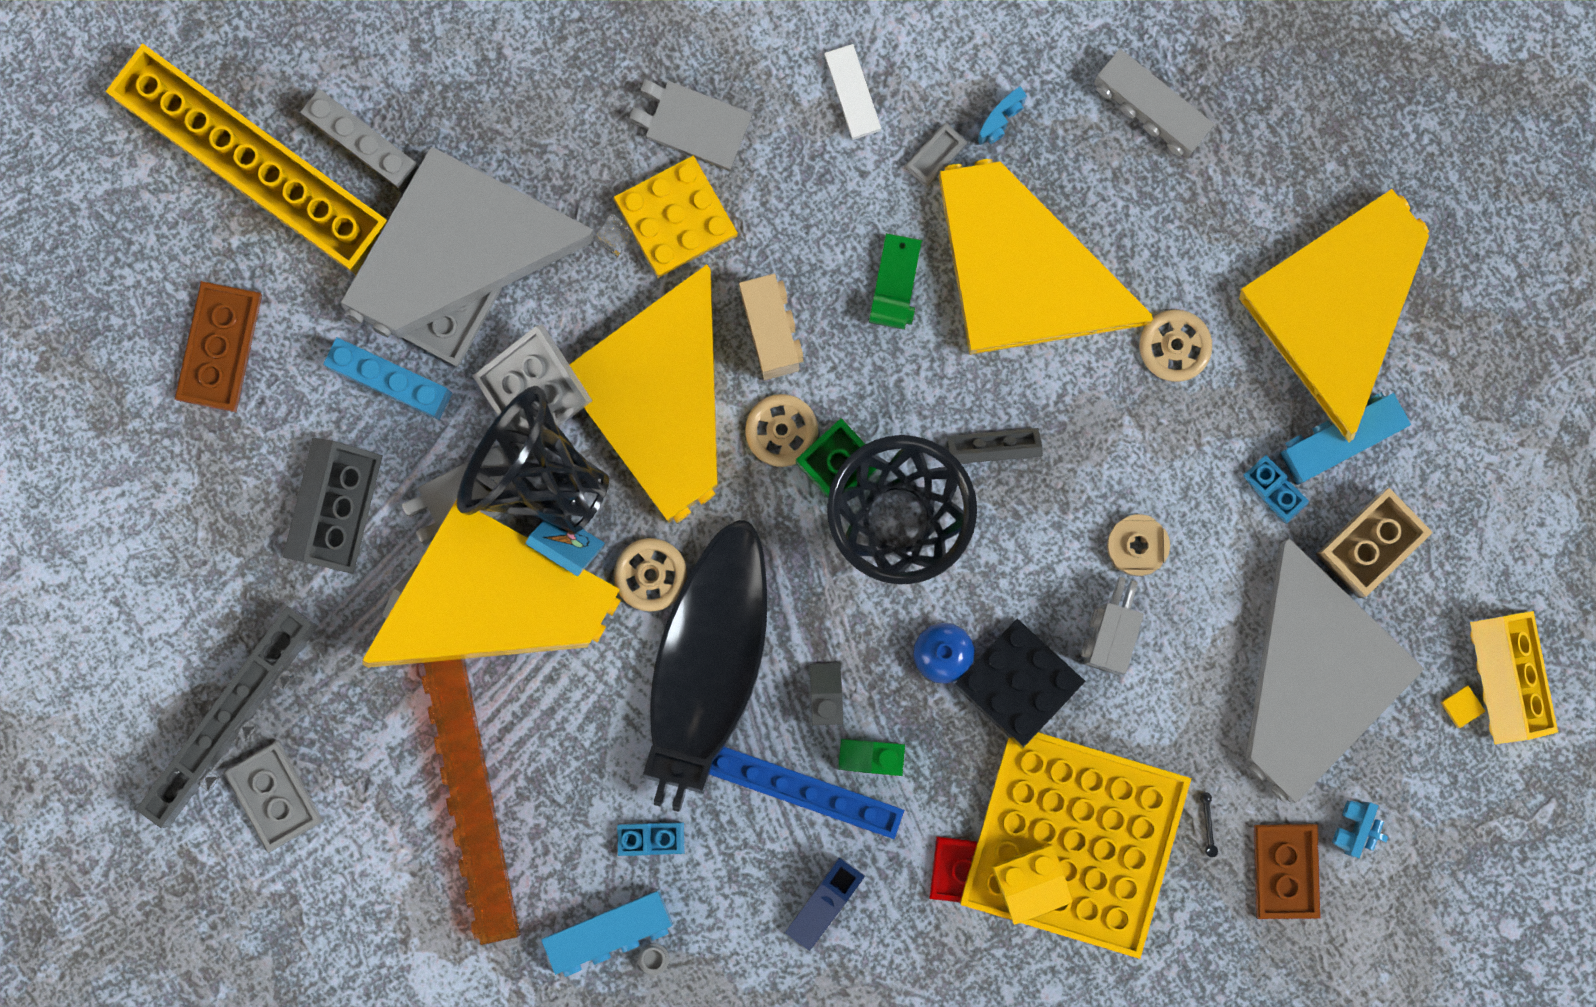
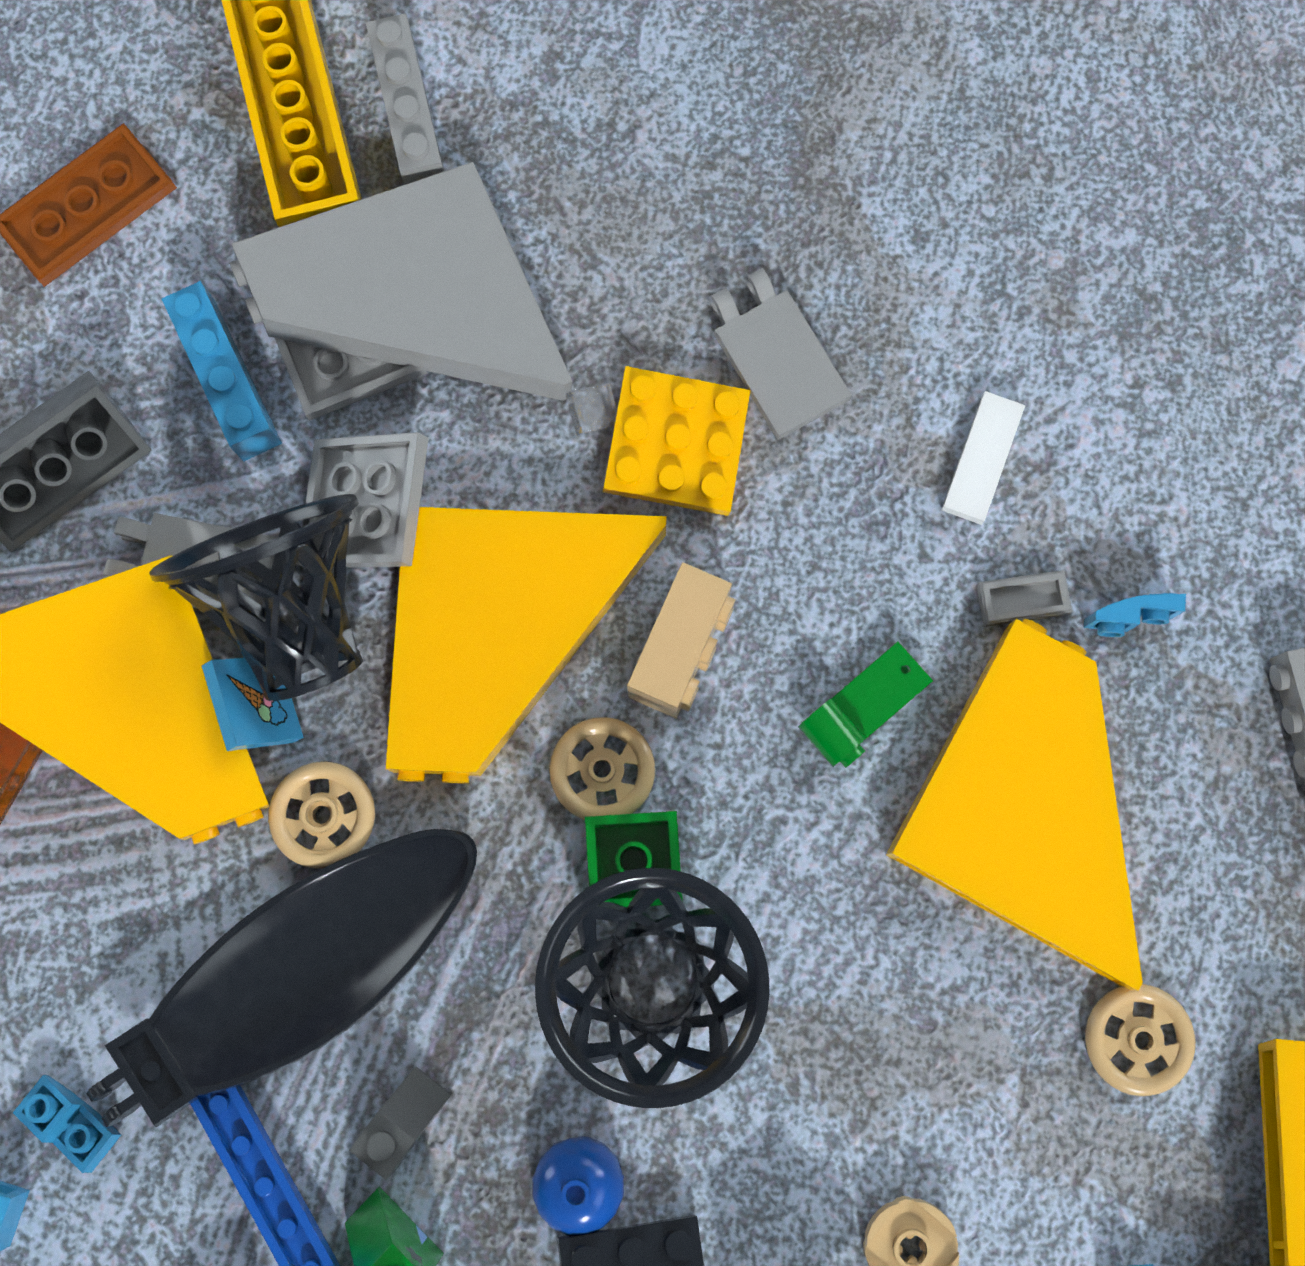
camera: 40 degrees right, 5 degrees down
(996, 445) = (832, 987): dark grey plate -> none

